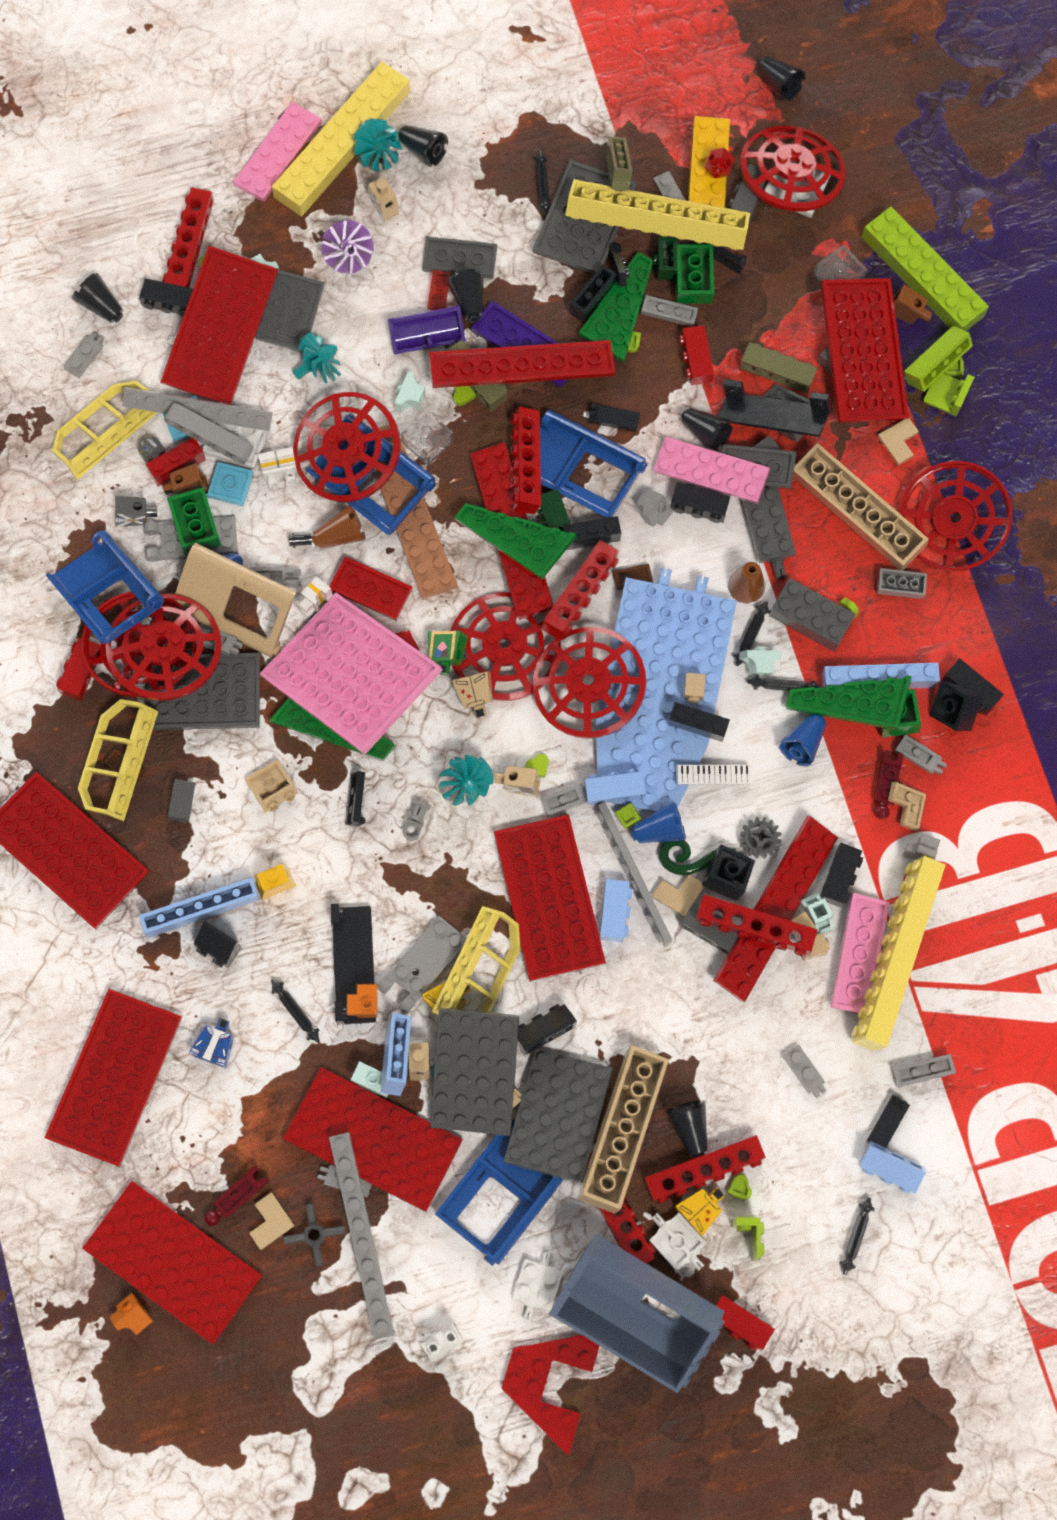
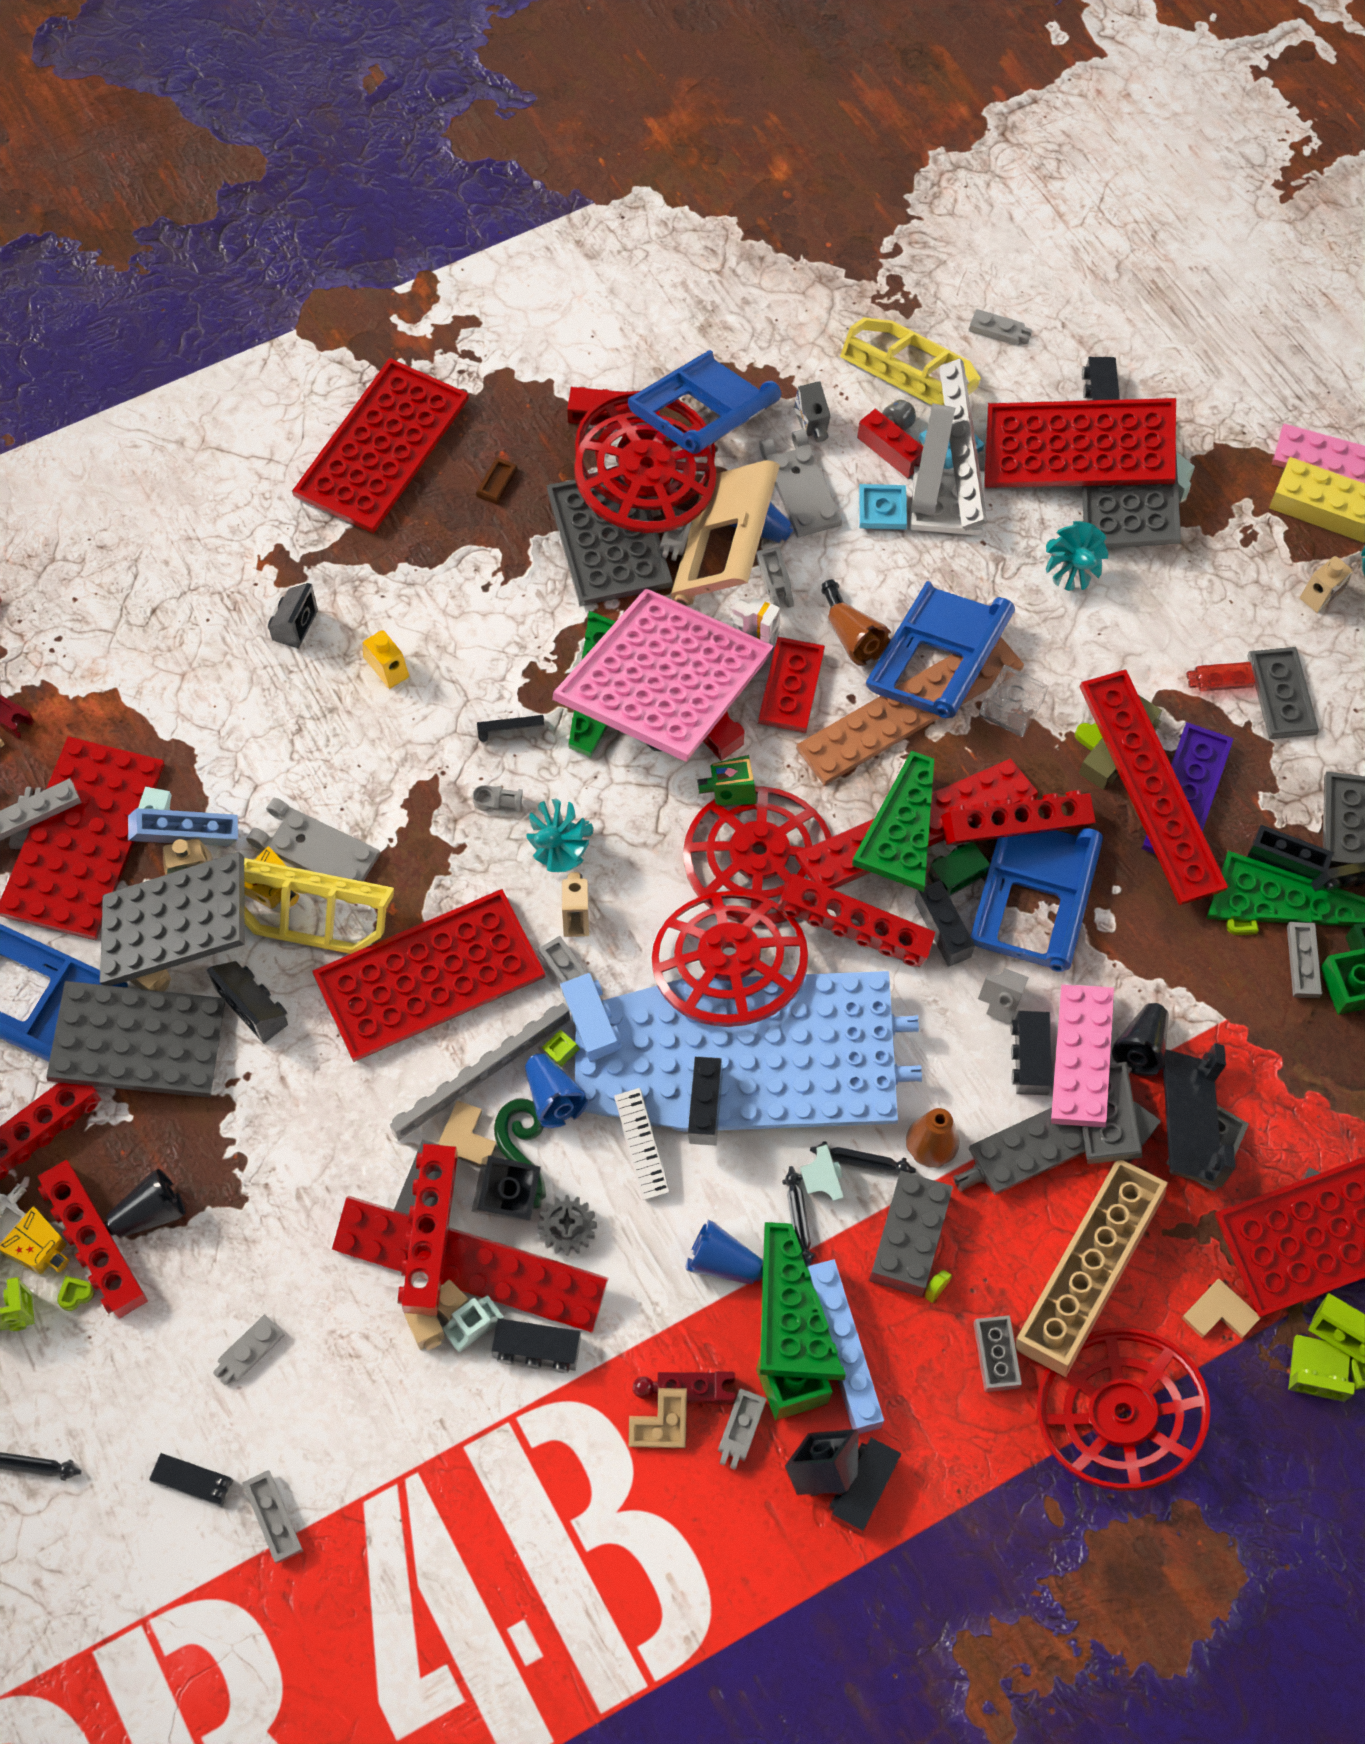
camera: 80 degrees right, 10 degrees down
(98, 299) = (1073, 317): black cone -> none
(113, 1077) = (119, 551): red plate -> none
(131, 762) = (499, 479): light yellow plate -> none
(181, 801) = (465, 540): dark grey hinge -> none
(186, 480) = (868, 459): dark orange torso -> none
(194, 520) = (817, 472): green brick -> none
(195, 199) = (1195, 393): red brick -> none
(199, 907) = (333, 584): light blue brick -> none
(214, 1044) = (172, 641): blue torso -> none
(271, 786) = (504, 631): tan plate -> none
(286, 466) = (923, 550): white hips -> none
(295, 1011) = (229, 719): black wheel -> none
(351, 237) = (1236, 567): medium lavender piece -> none
(351, 957) = (297, 768): black bracket -> none
(353, 453) = (958, 614): red dish -> none
(364, 1003) = (245, 782): orange brick -> none
(409, 394) = (1068, 671): light aqua brick -> none
(426, 329) = (1163, 671): dark purple container -> none
(468, 293) = (1230, 705): black cone -> none
(475, 692) = (682, 827): tan torso -> none
(540, 763) = (605, 927): lime tile -> none
(613, 417) = (1122, 921): black hinge -> none
(615, 910) = (425, 1056): light blue brick -> none
(623, 1129) = (123, 1115): tan brick -> none
(638, 572) = (902, 992): reddish brown tile -> none
(694, 687) = (753, 1085): tan brick -> none
(696, 355) = (1250, 1007): red brick -> none
(778, 367) = (1271, 1119): olive brick -> none
(859, 951) = (425, 1392): bright pink plate -> none
(892, 1168) = (124, 1493): light blue brick -> none
(898, 954) = (430, 1440): light yellow brick -> none
(925, 846) = (598, 1456): light grey brick -> none

